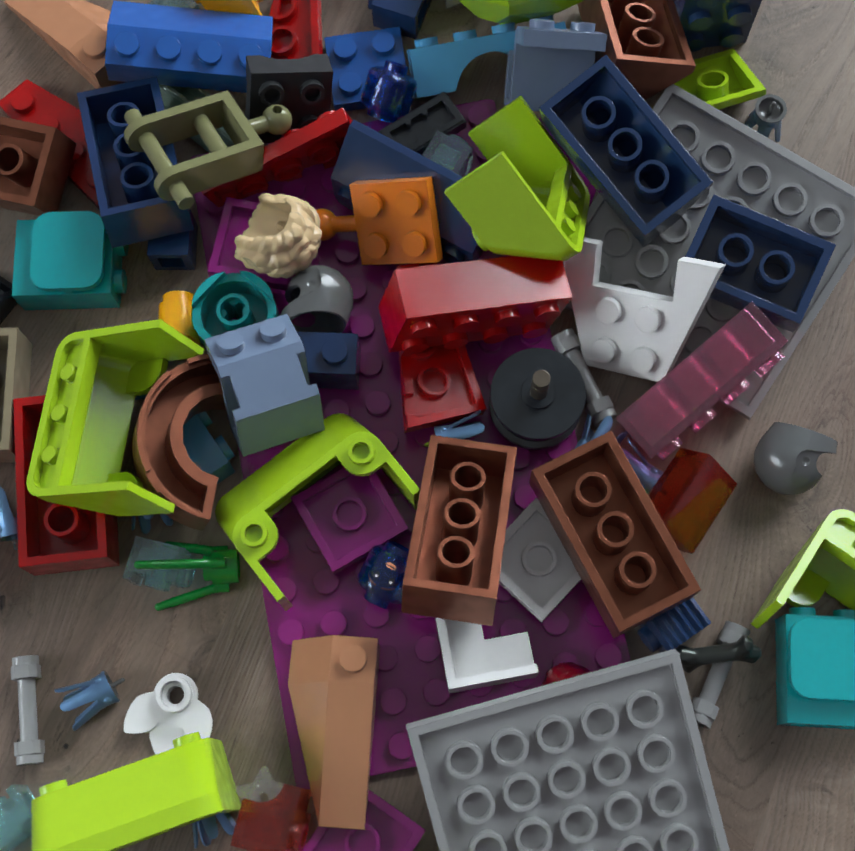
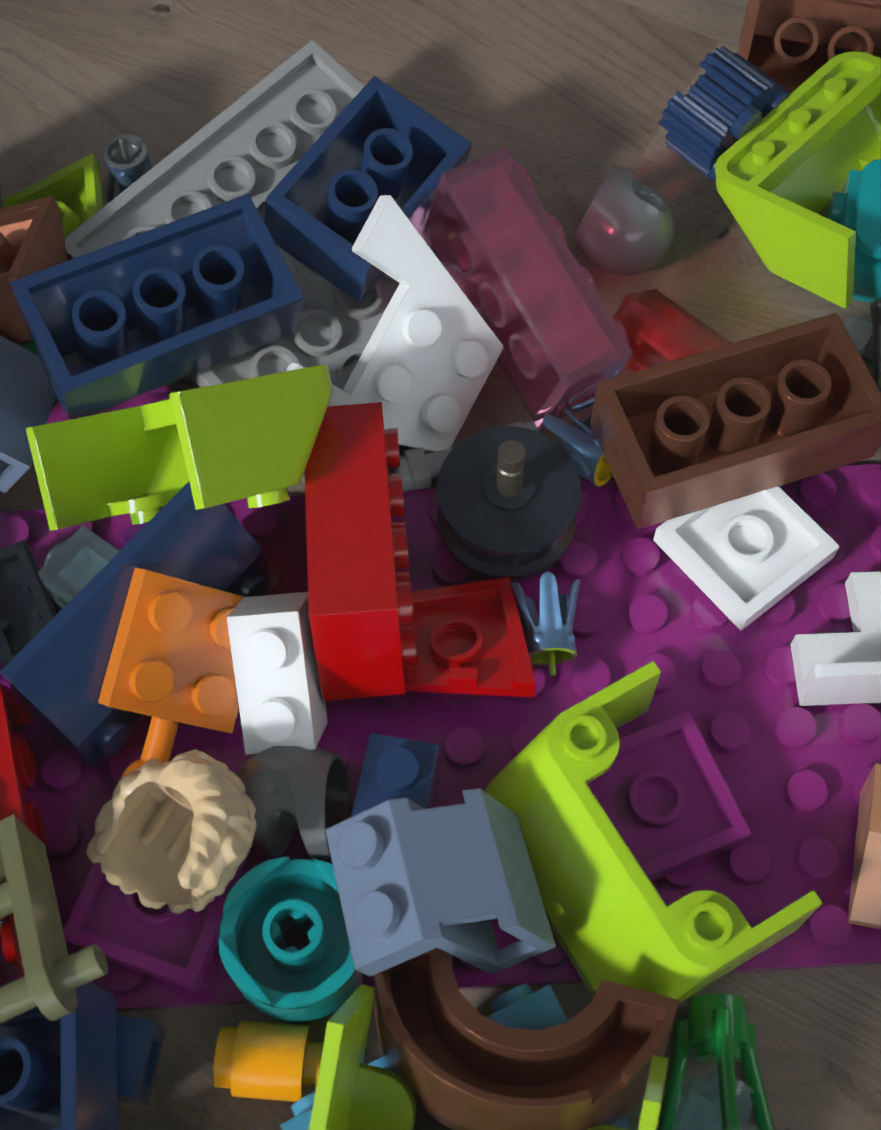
camera: 85 degrees left, 10 degrees down
(369, 272) = (276, 672): none -> white piece
(384, 573) = (759, 749): clear blue head -> none
(459, 531) = (719, 616): copper brick -> none

